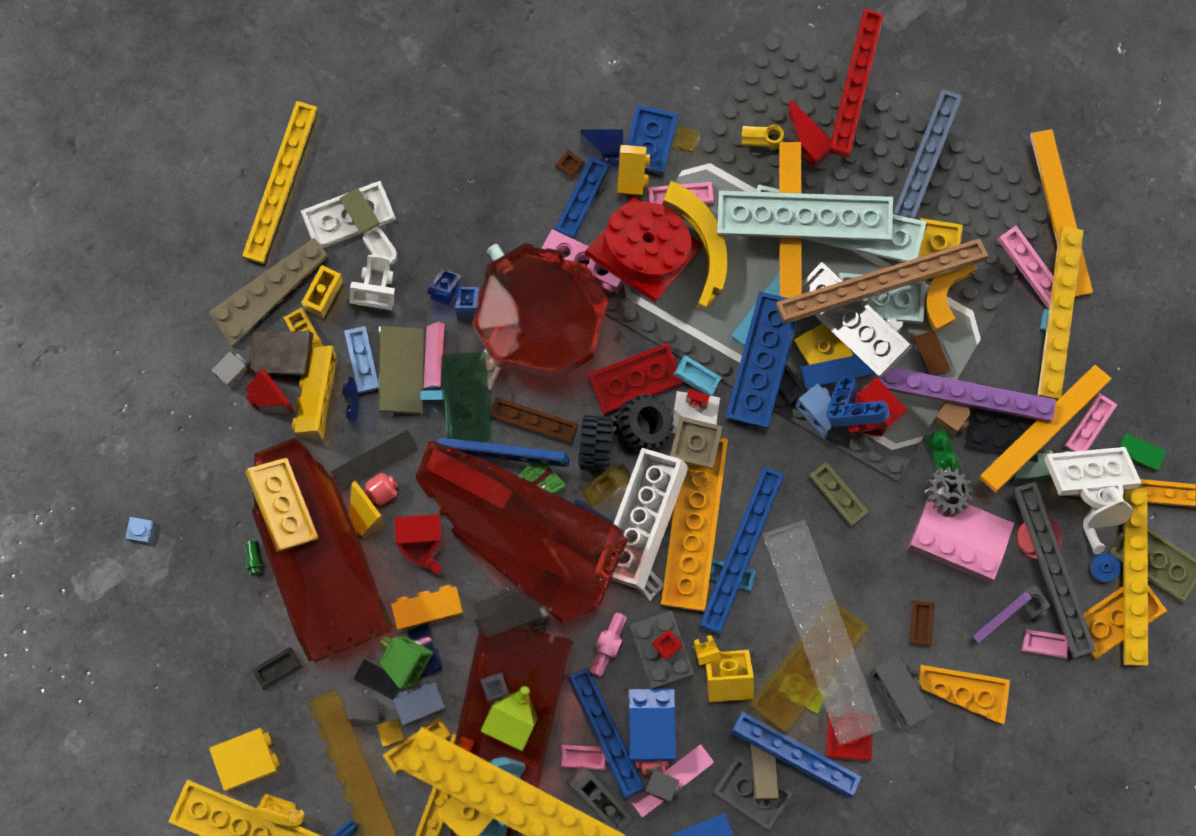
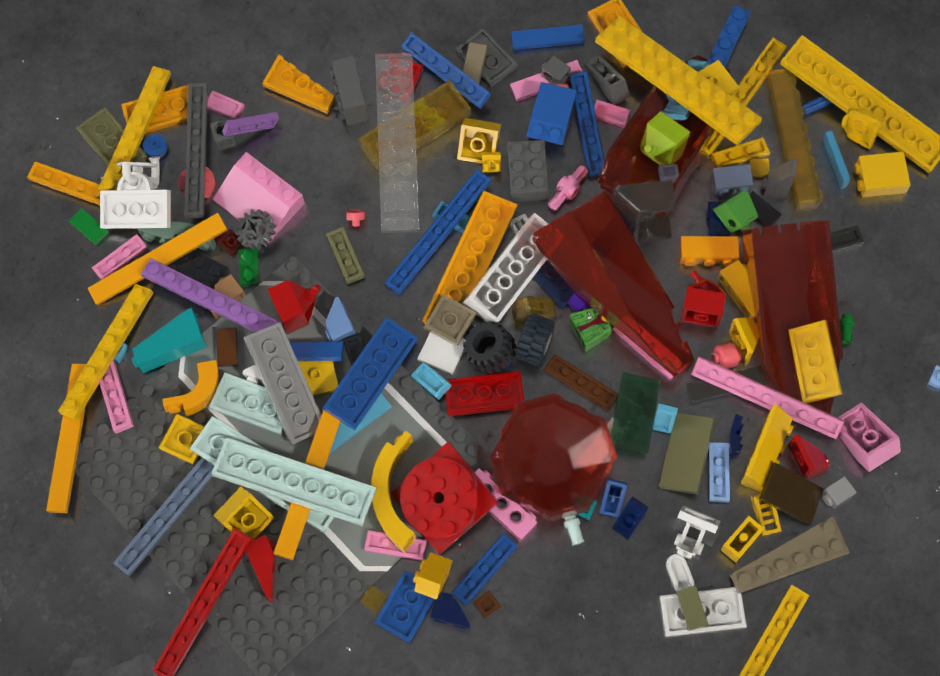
camera: 160 degrees left, 5 degrees down
(212, 440) = (868, 437): none -> bright pink slope
(302, 765) = (836, 159): none -> dark azure tile
(326, 450) = (767, 396): none -> bright pink tile
(388, 578) = (736, 282): none -> yellow slope
(433, 356) = (655, 458): bright pink tile -> none
(508, 453) = (615, 352): blue tile -> none
(667, 645) = (522, 164): red tile -> none
(697, 400) = (437, 356): red plate -> none
(759, 136) = (307, 577): yellow piece -> none
(842, 544) = (355, 215): none -> coral tile
(847, 175) = (244, 513): none -> yellow slope
(871, 411) = (316, 301): blue beam -> none
(881, 281) = (248, 403): medium nougat plate -> none
(921, 623) = (314, 144): reddish brown tile -> none
(973, 473) = (228, 241): none -> clear red slope
(992, 343) = (170, 342): none -> teal slope

